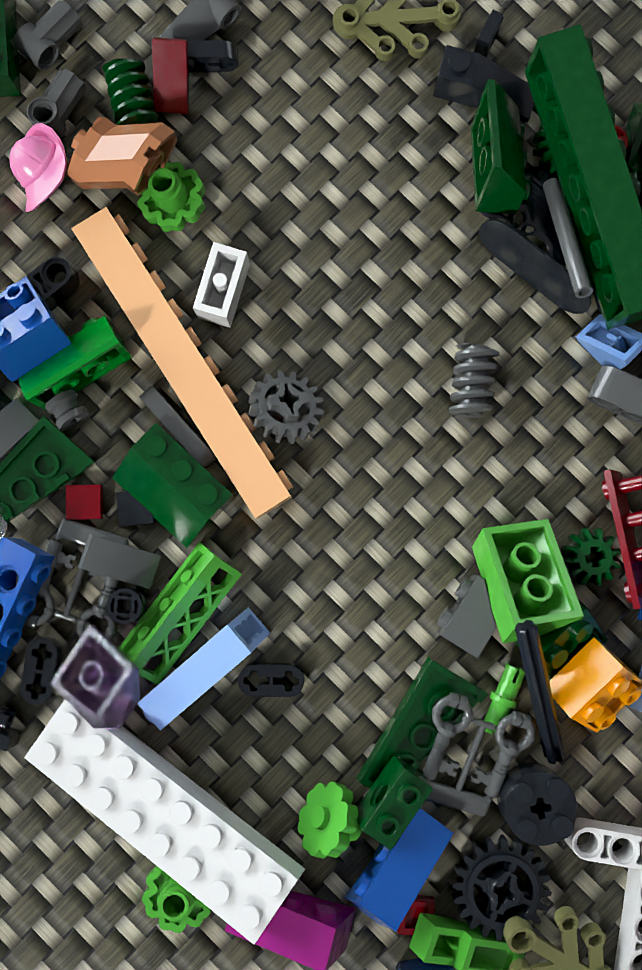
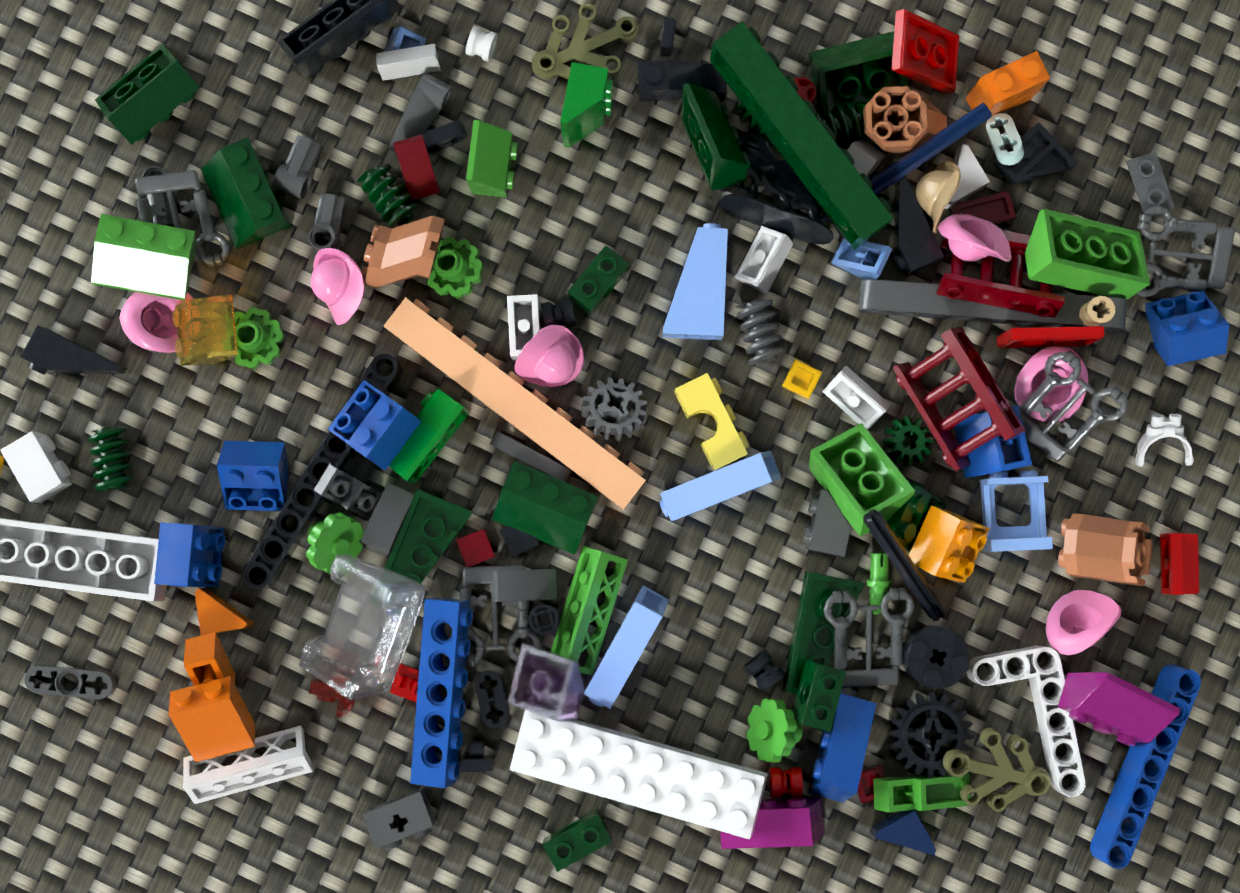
camera: 20 degrees left, 0 degrees up
(66, 409) = (433, 477): dark grey wheel -> none
(72, 860) = (577, 840): none -> dark green brick
(172, 903) = (672, 840): bright green plant -> none
(237, 326) = (551, 357): none -> bright pink hat
(250, 94) = (491, 160): none -> bright green slope
(267, 285) = (559, 314): none -> black wheel
(271, 688) = (685, 644): black beam -> none
(315, 878) = (778, 782): none -> red wheel
(319, 264) = (598, 280): none -> dark green brick
(343, 749) = (764, 670): none -> black wheel
(369, 530) = (719, 485): none -> light blue slope
(374, 63) = (586, 102): none -> green slope
(385, 428) = (703, 397): none -> light yellow arch
(423, 317) = (700, 294): none -> light blue slope
(499, 449) = (801, 379): none -> yellow tile
(505, 307) = (764, 259): none -> white slope
(550, 490) = (856, 398): none -> white slope
(567, 238) = (794, 188): dark grey piece -> none

